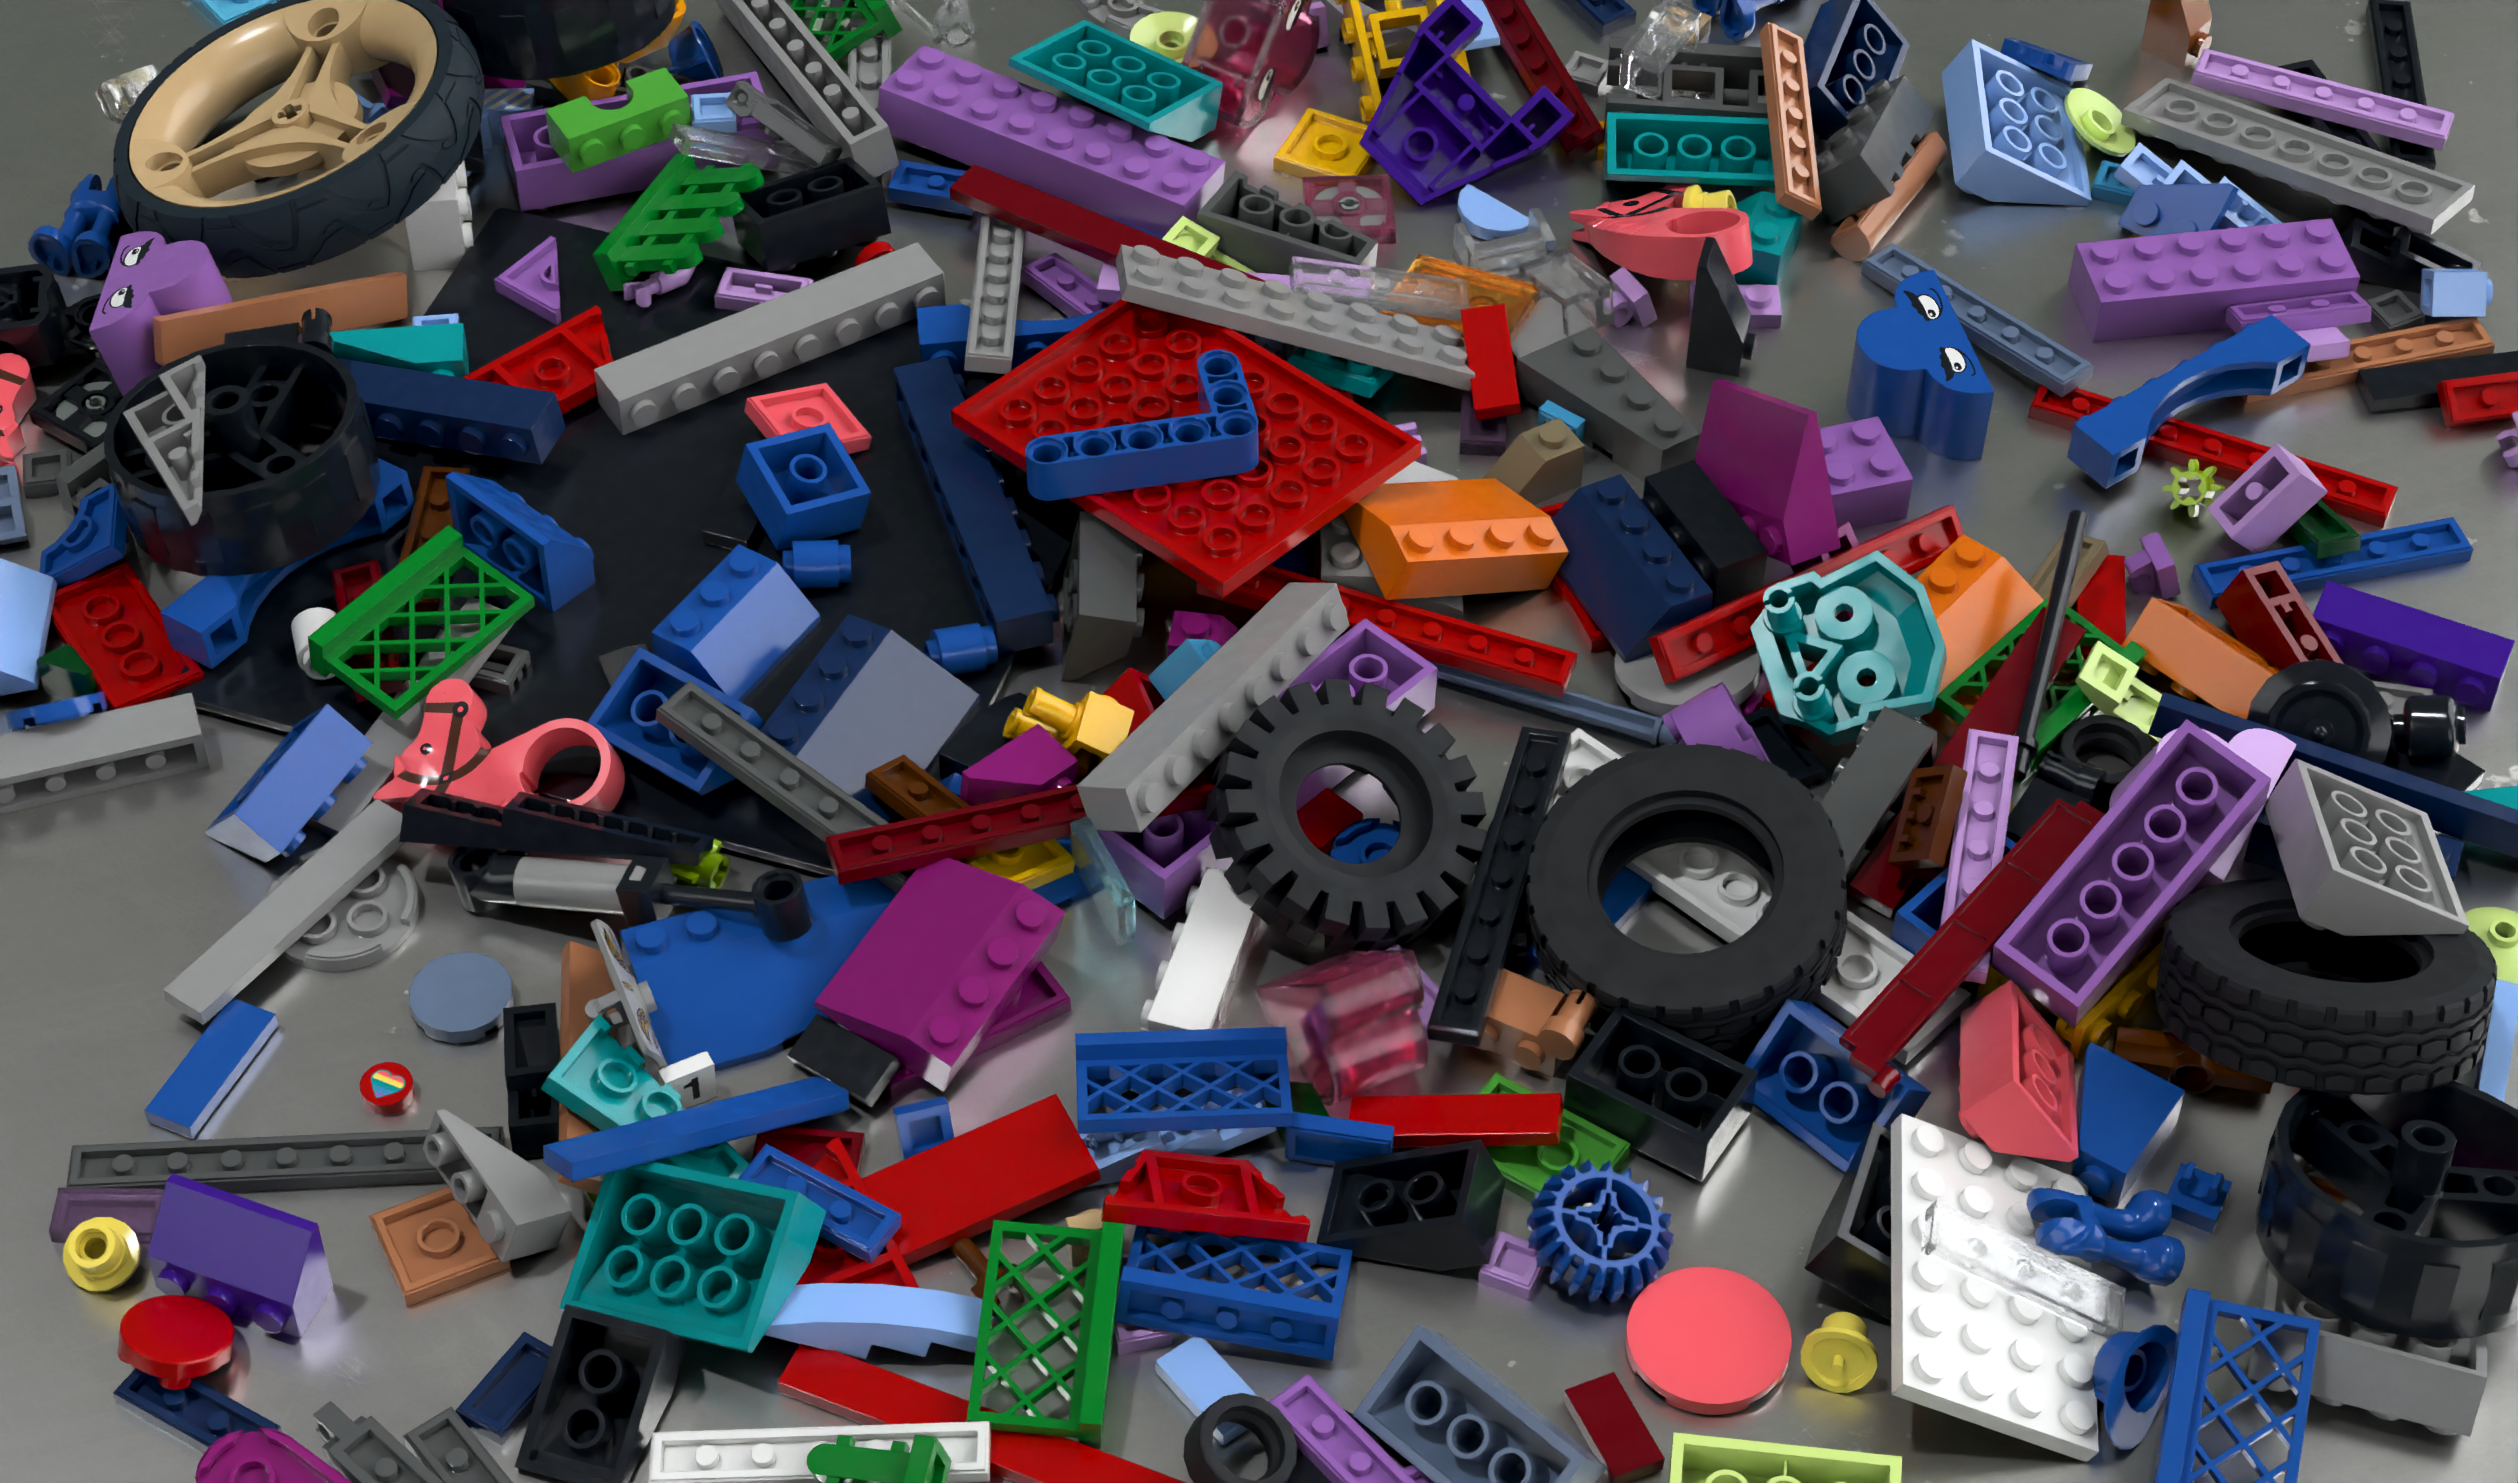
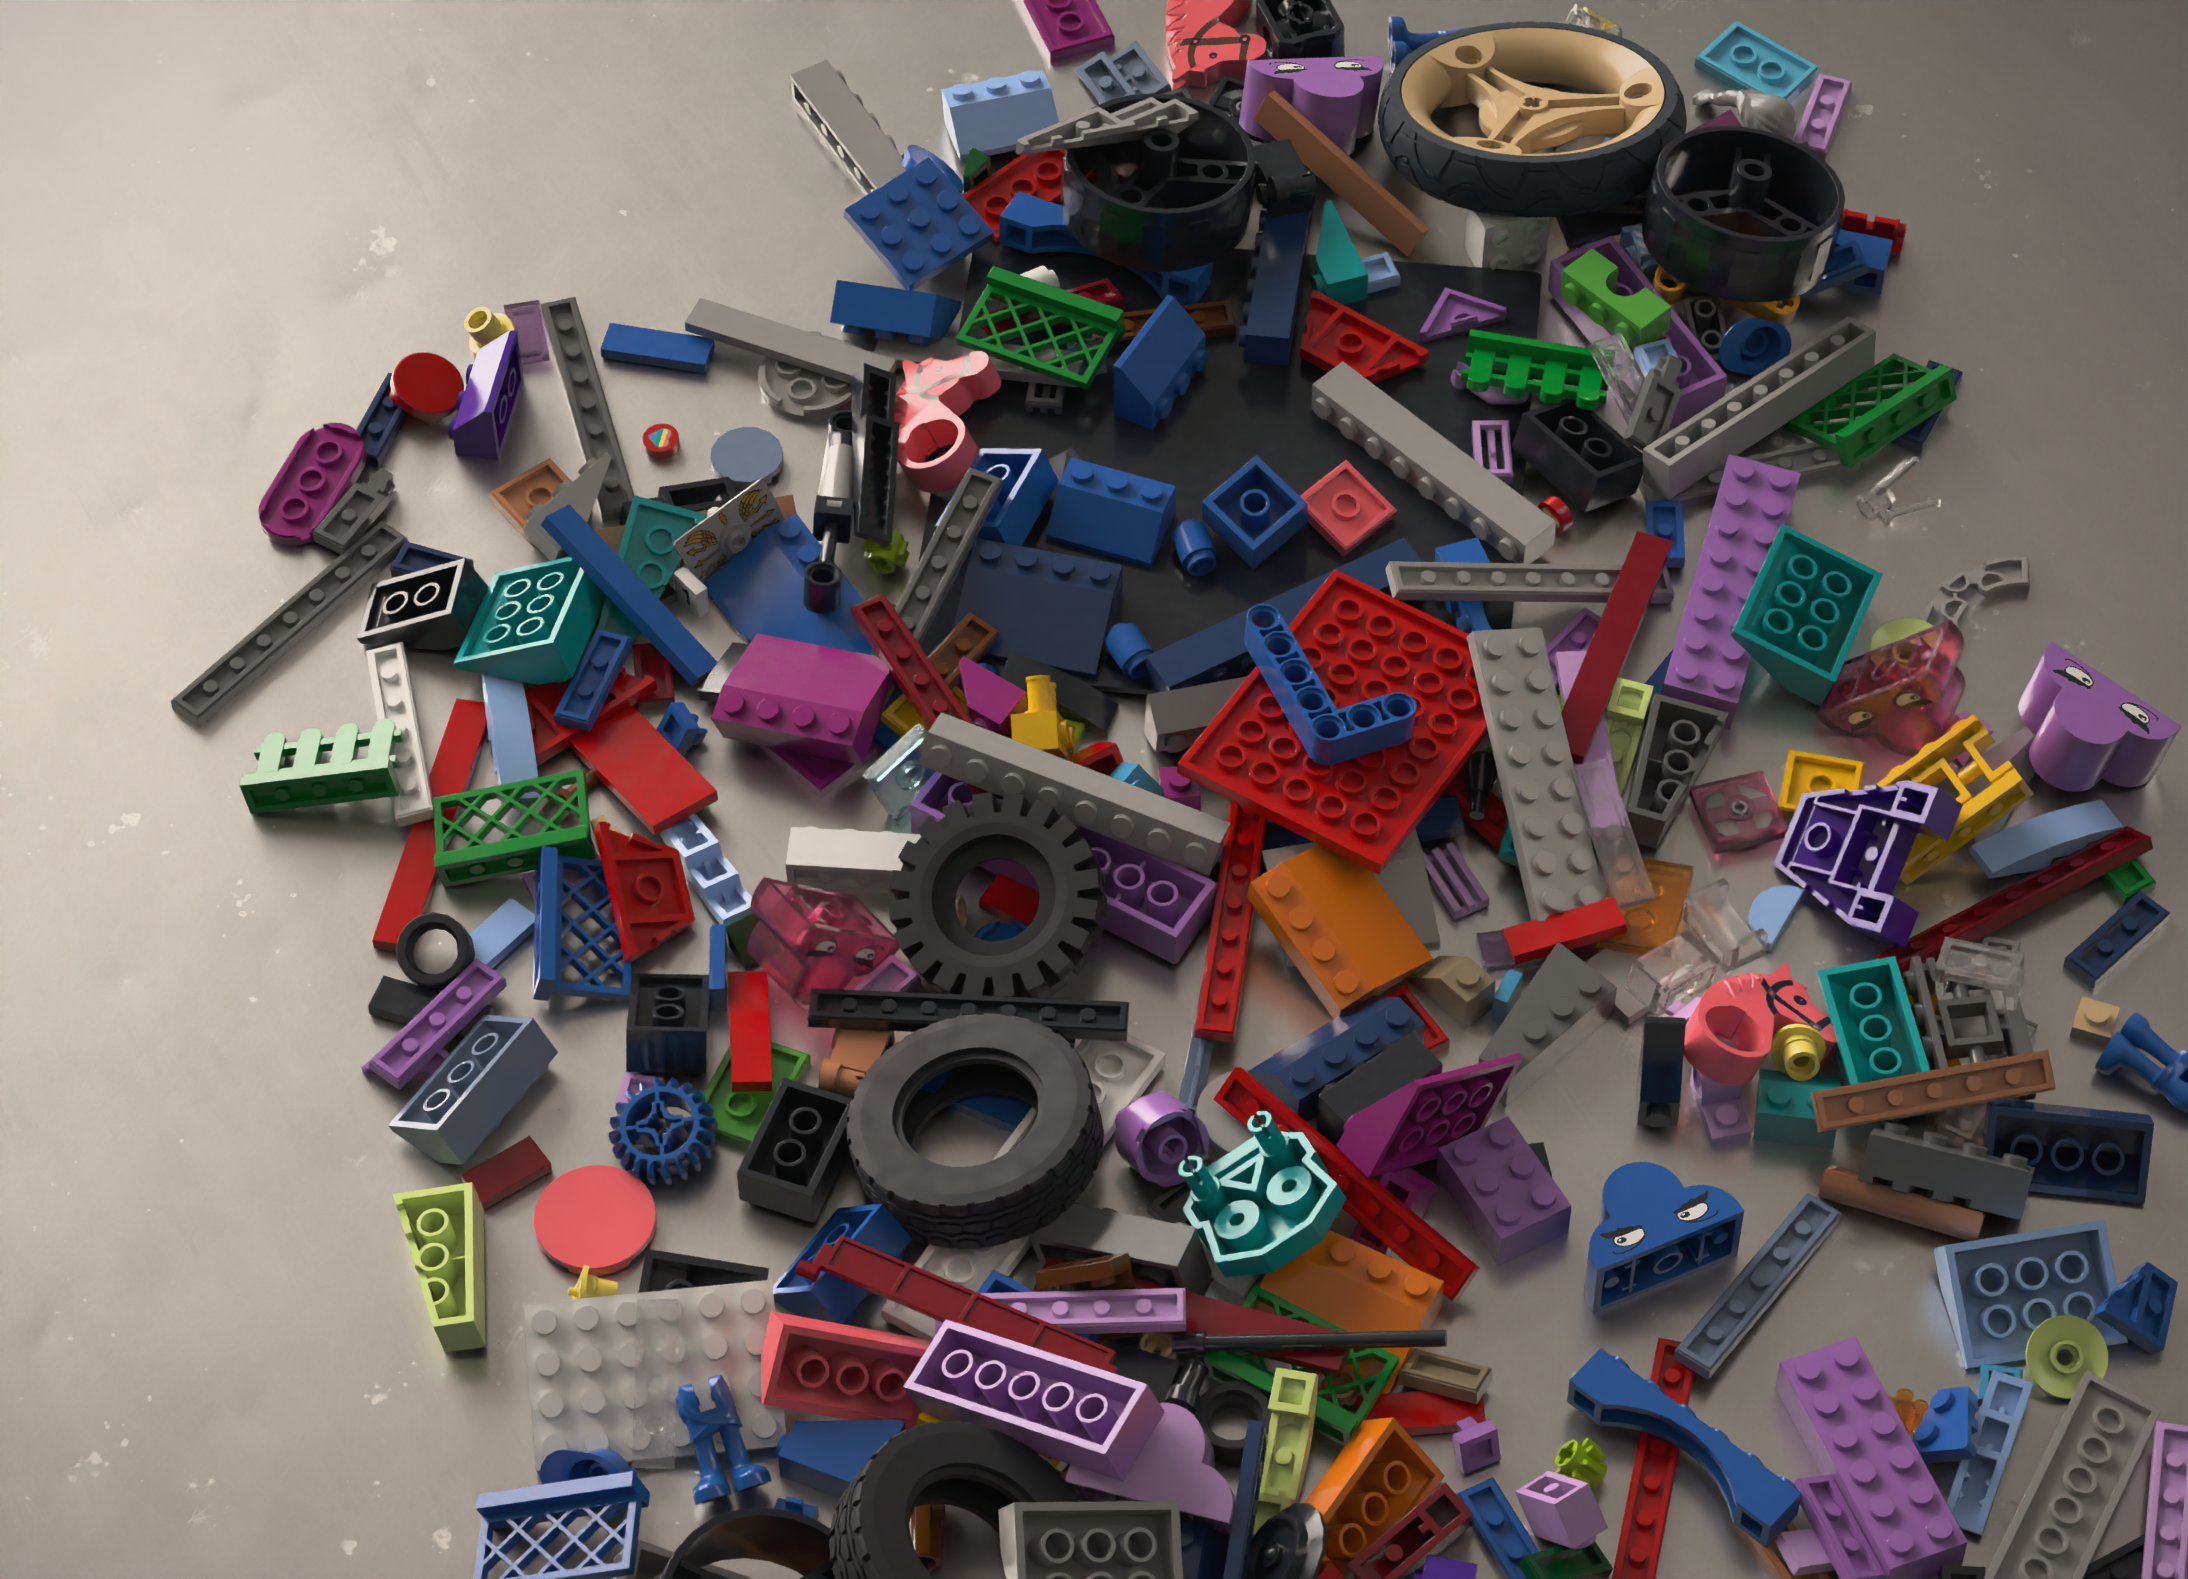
camera: 80 degrees right, 5 degrees up
(164, 723) = (918, 224): none -> blue plate
(1169, 1060) = (758, 831): blue fence -> none

